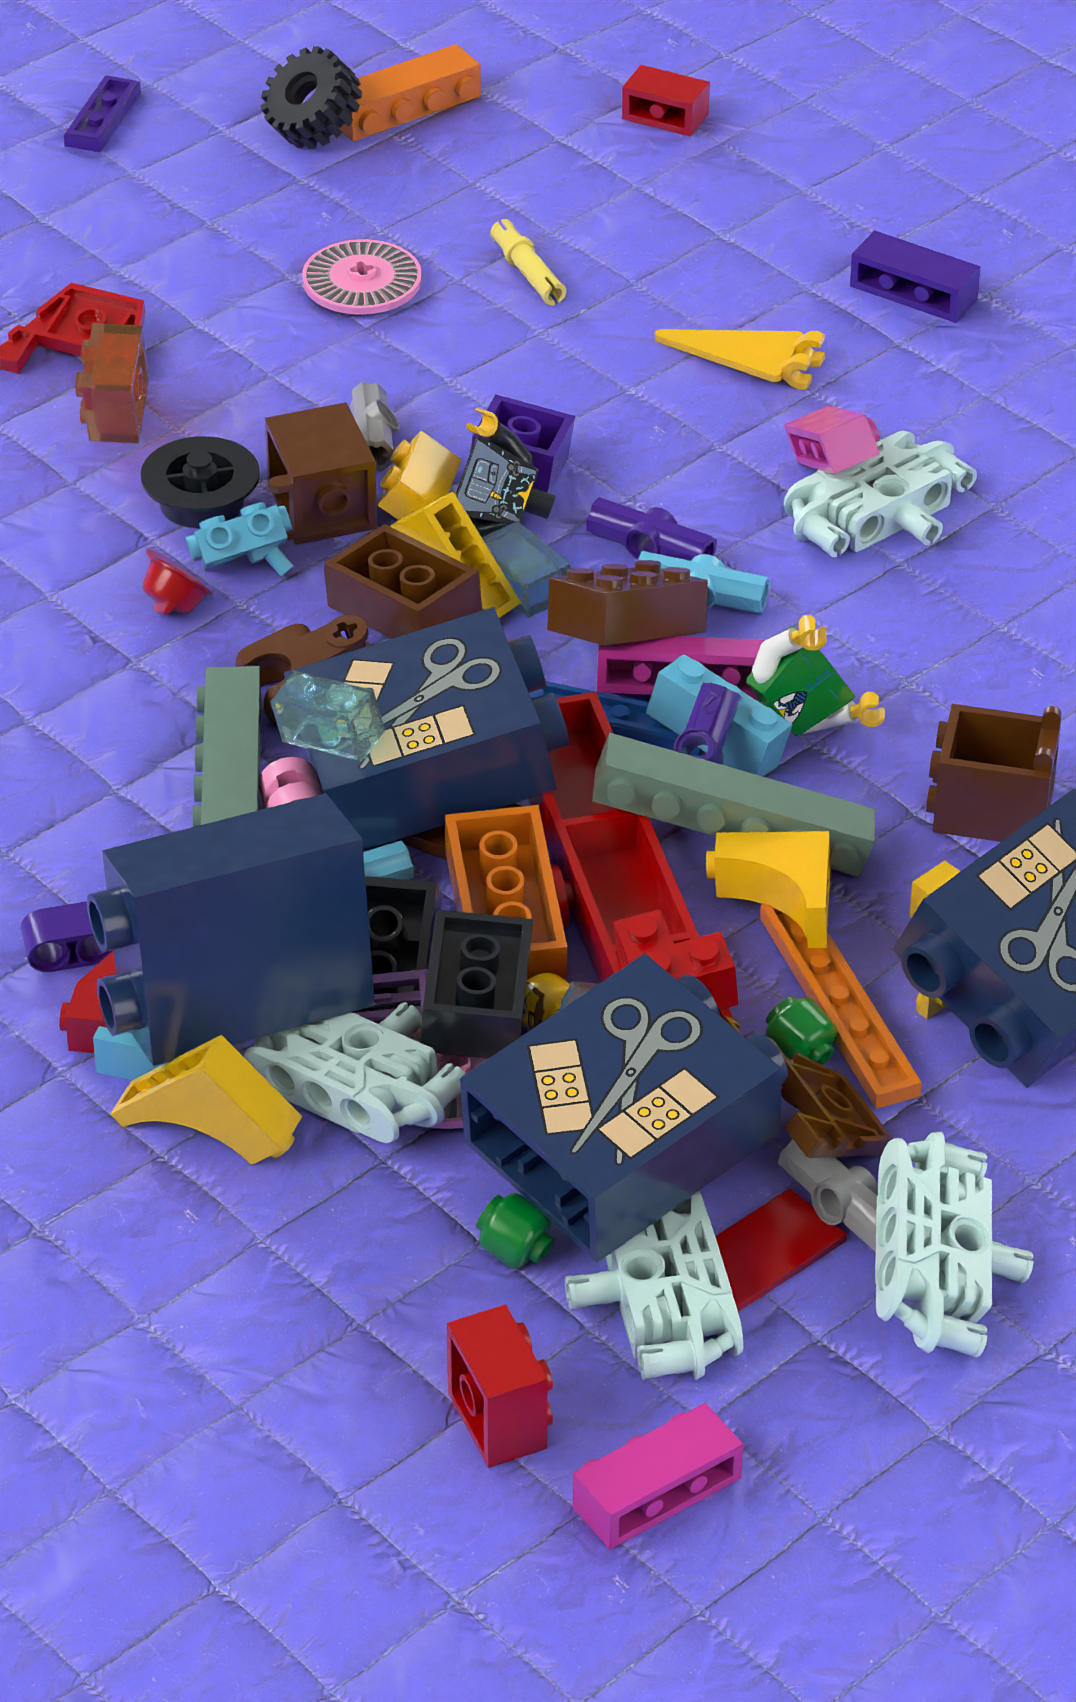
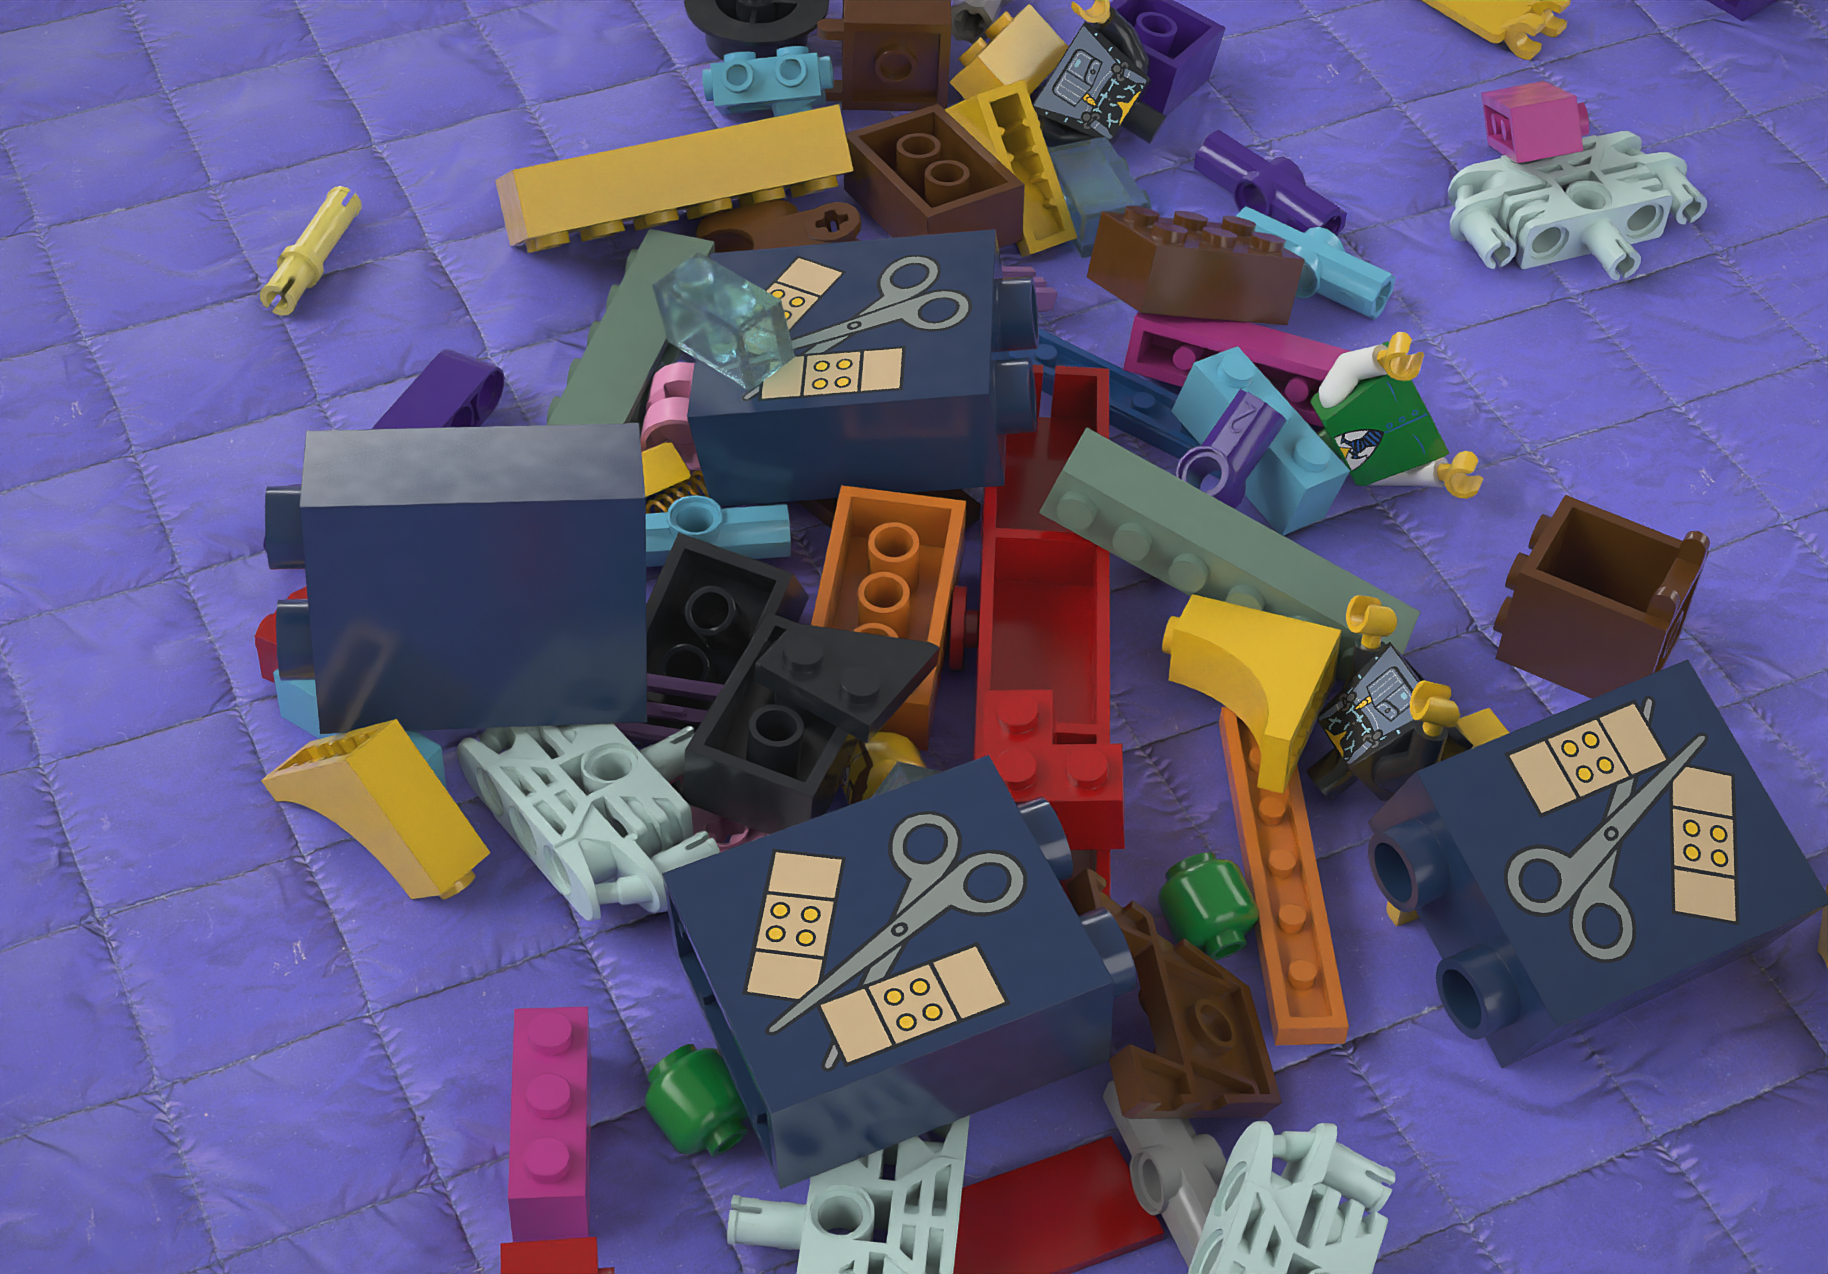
camera: 15 degrees right, 5 degrees up
(109, 822) = (447, 394): none -> dark purple beam
(172, 585) = (664, 111): red piece -> none
(207, 627) = (672, 175): none -> yellow brick
(423, 1264) = (550, 1124): none -> dark pink brick
(509, 936) = (846, 674): none -> black wing
(876, 880) = (1386, 714): none -> torso

